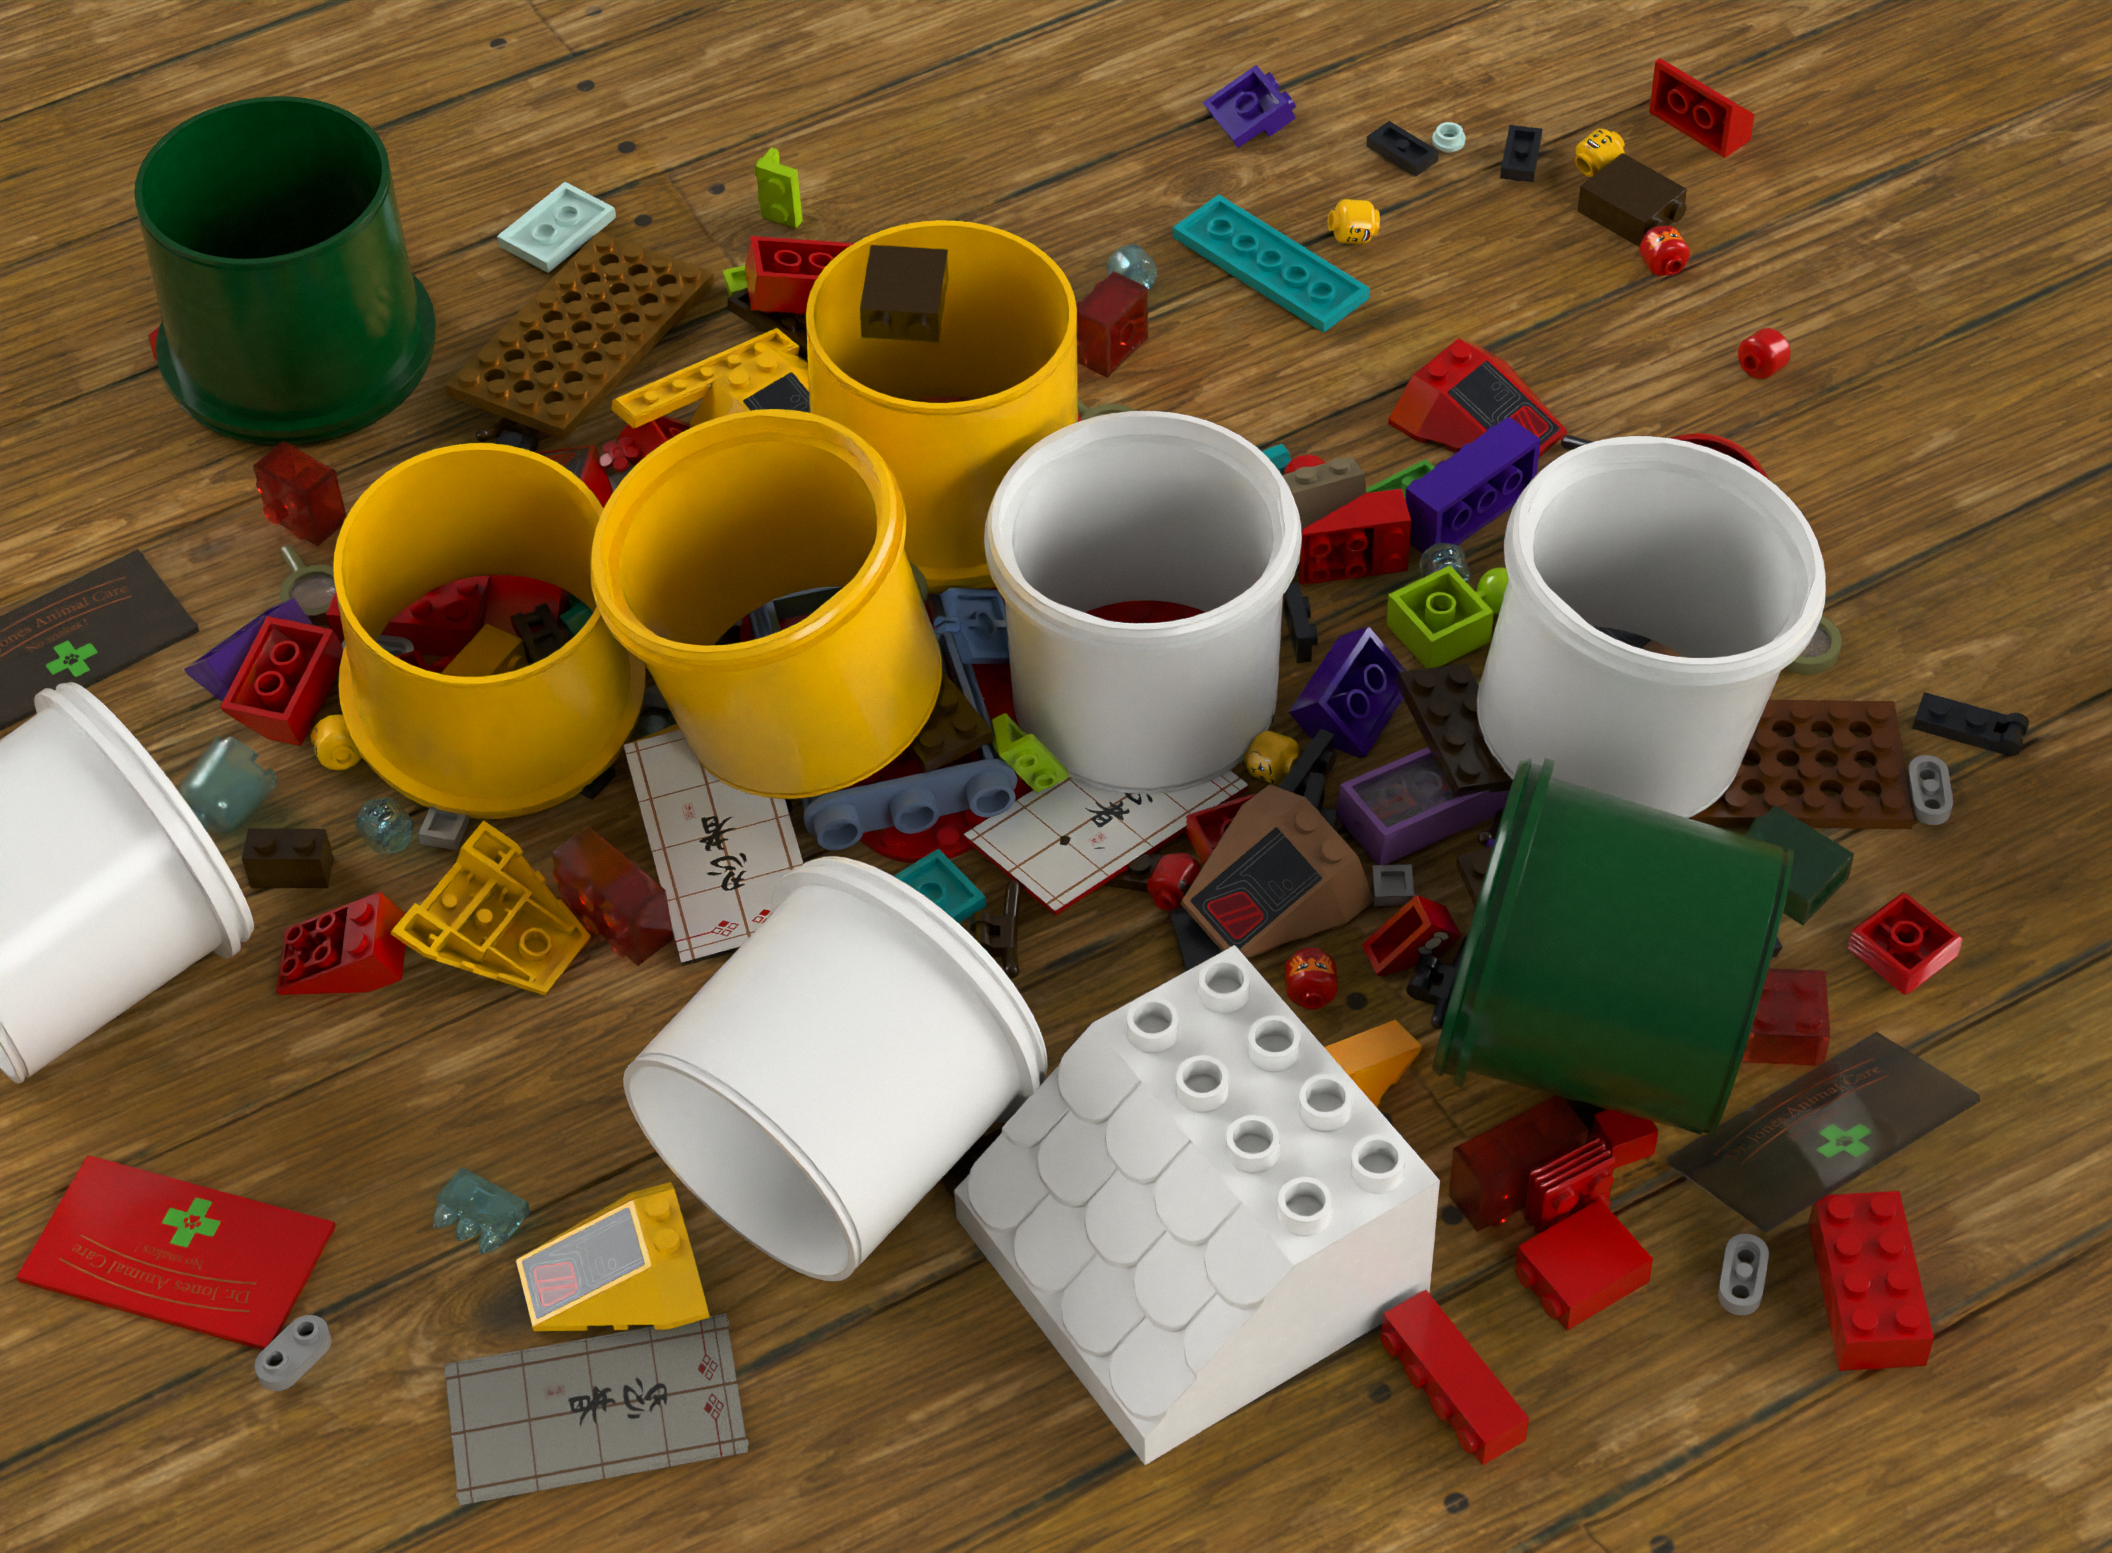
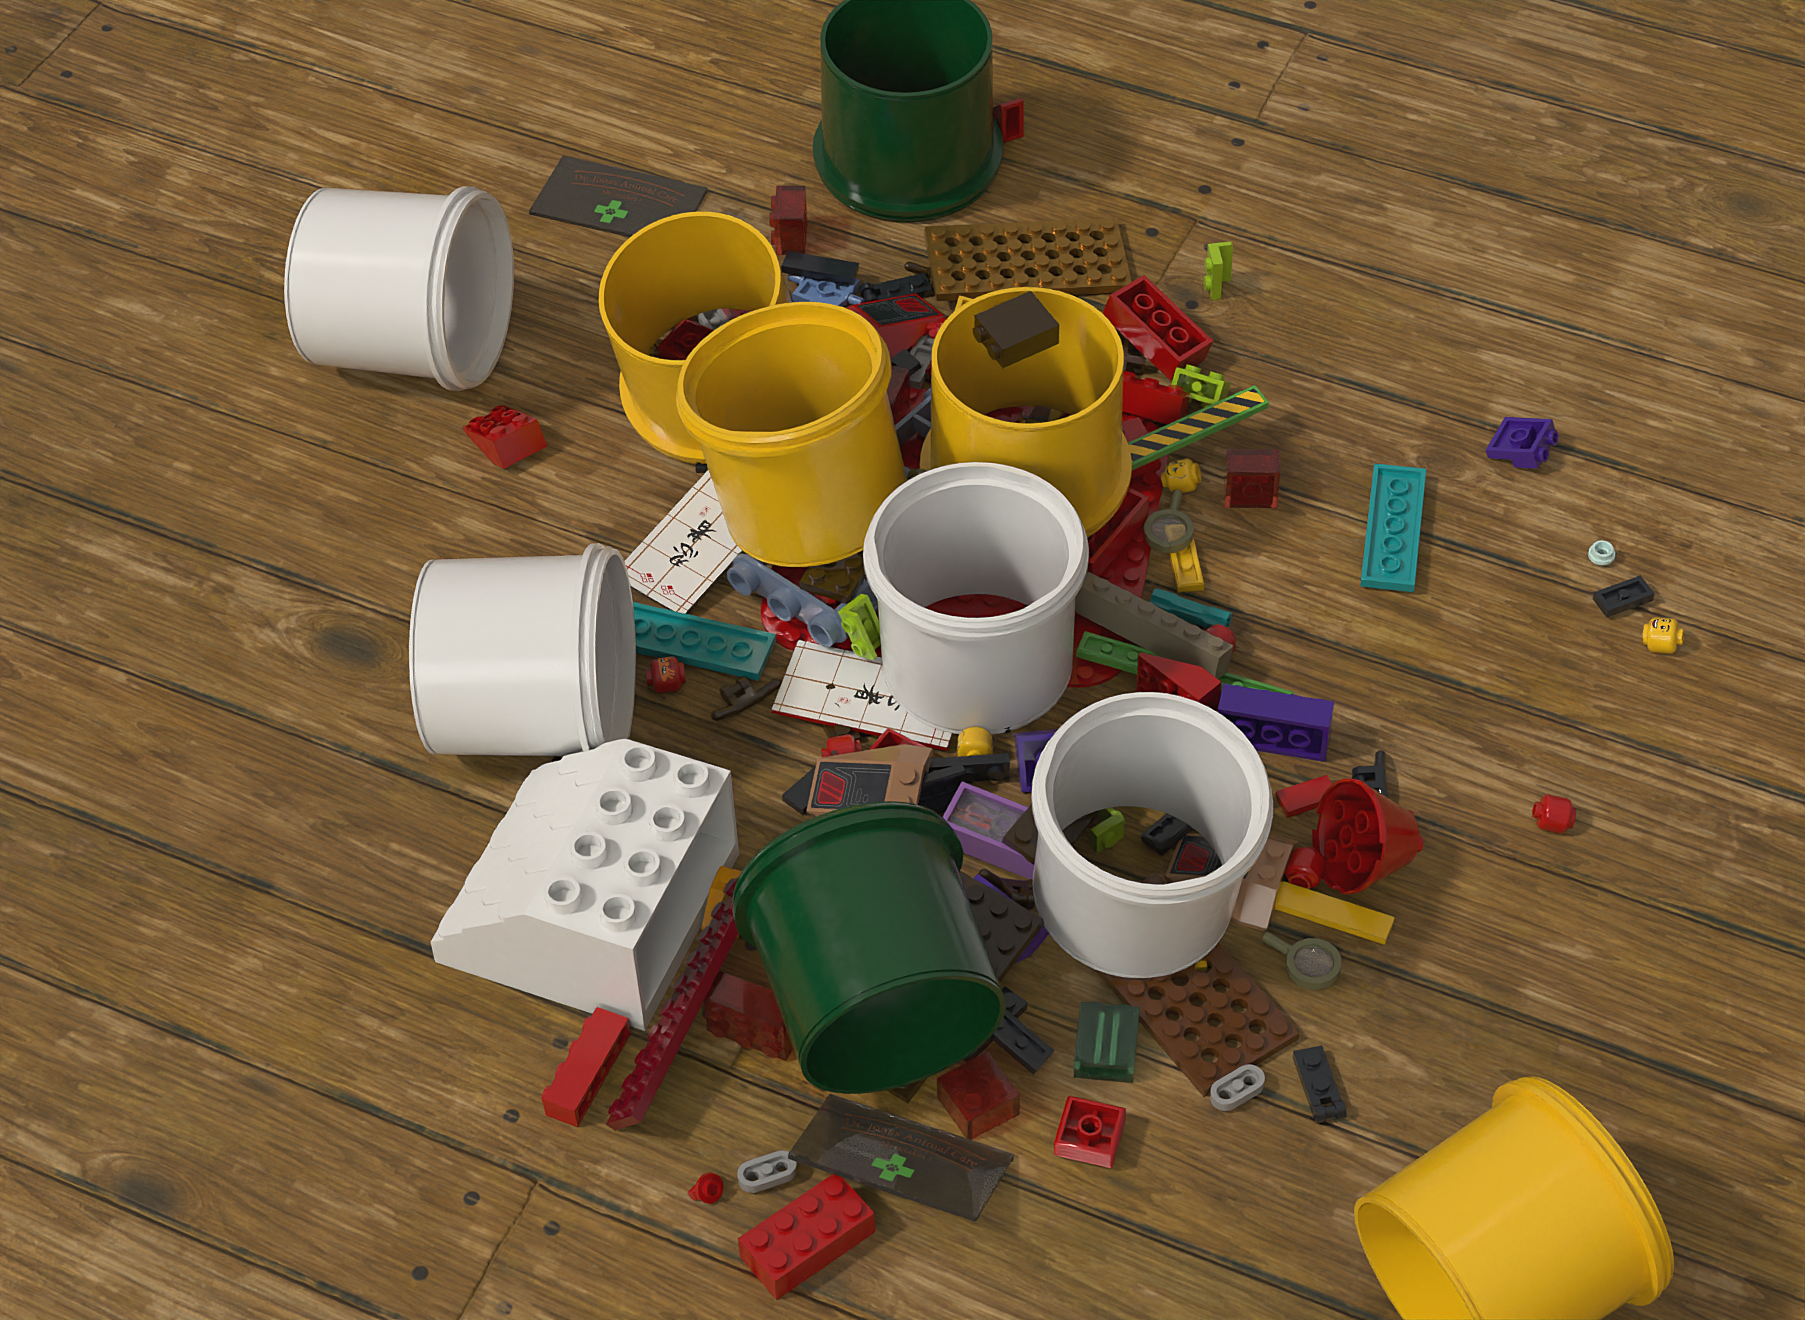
camera: 55 degrees right, 0 degrees up
(177, 1252) = (275, 493): red piece -> none
(226, 785) = (564, 320): clear light blue cylinder -> none
(287, 858) = (544, 375): dark brown brick -> none
(295, 1351) = (246, 572): light grey plate -> none
(384, 825) = (599, 399): clear light blue head -> none
(443, 829) = (617, 424): light grey plate -> none
(480, 1208) = (388, 591): clear light blue plate -> none
(495, 917) = (569, 479): yellow wedge -> none
(556, 227) = (1102, 198): light aqua plate -> none
(593, 1409) = (302, 711): clear smoke piece -> none
(612, 896) = (620, 510): clear red brick -> none
(617, 1269) = (377, 668): yellow wedge -> none
(1133, 263) = (1316, 465): clear light blue head -> none
(1297, 613) = (1105, 689): black plate -> none
(1354, 221) = (1469, 546): yellow head -> none
(1402, 148) = (1565, 535): black plate -> none
(1465, 395) = (1370, 693): red wedge -> none
(1478, 1229) = (676, 1016): none -> dark red plate
(1569, 1184) = (753, 1050): red brick -> none
(1583, 1264) = (712, 1088): red brick -> none
(1631, 199) = (1634, 674): dark brown brick -> none
(1663, 249) = (1603, 714): red head -> none
(1699, 110) = (1761, 664): red slope -> none
(1722, 1348) = (707, 1189): none -> red plate

